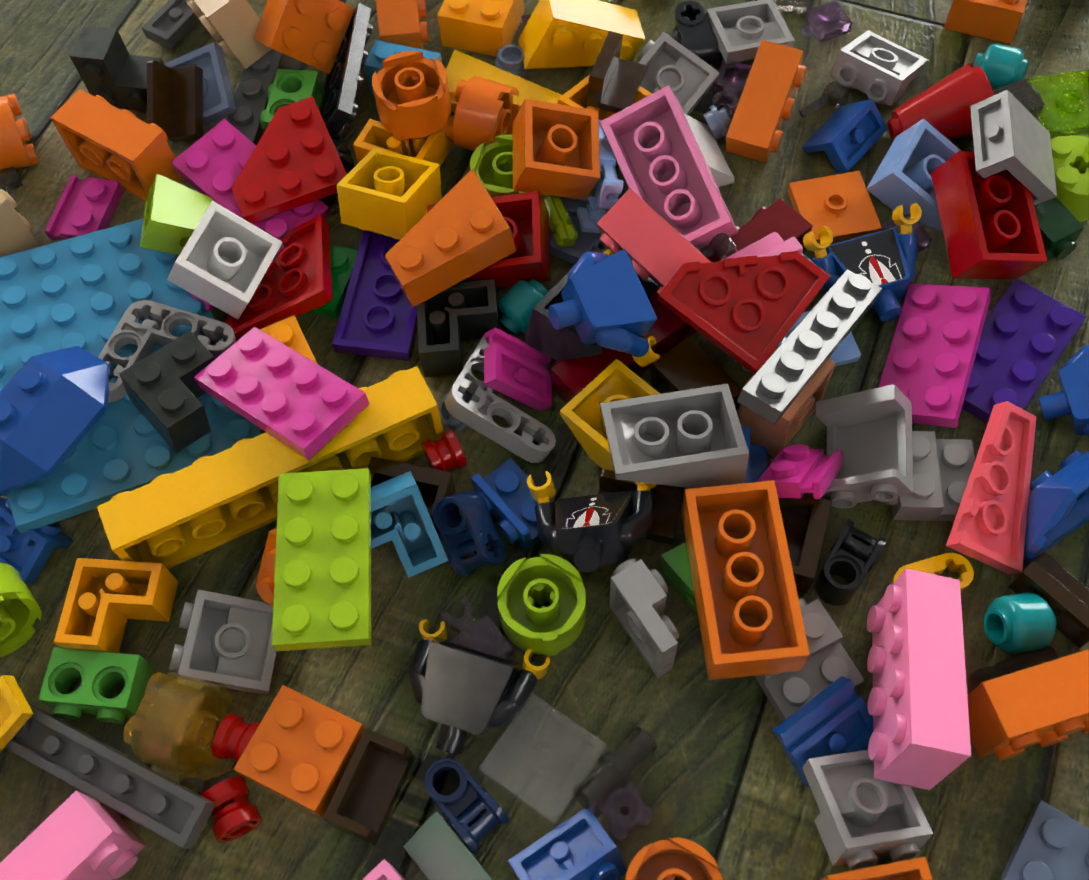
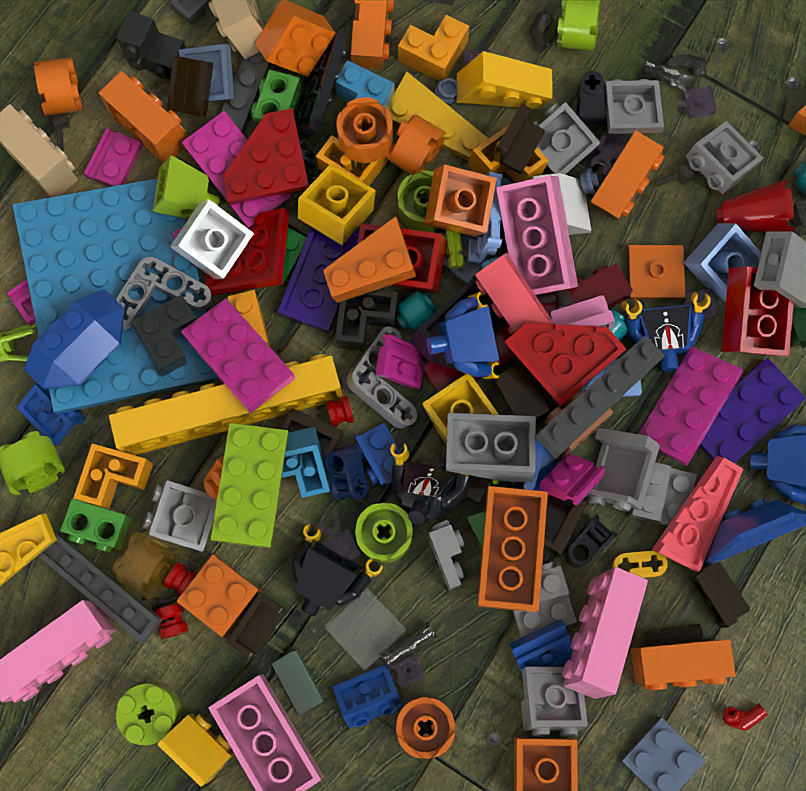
camera: 10 degrees right, 15 degrees up
(466, 804) = (313, 649): dark blue piece -> none
(848, 134) = (683, 211): blue panel -> none
(1020, 623) = (685, 607): teal head -> none

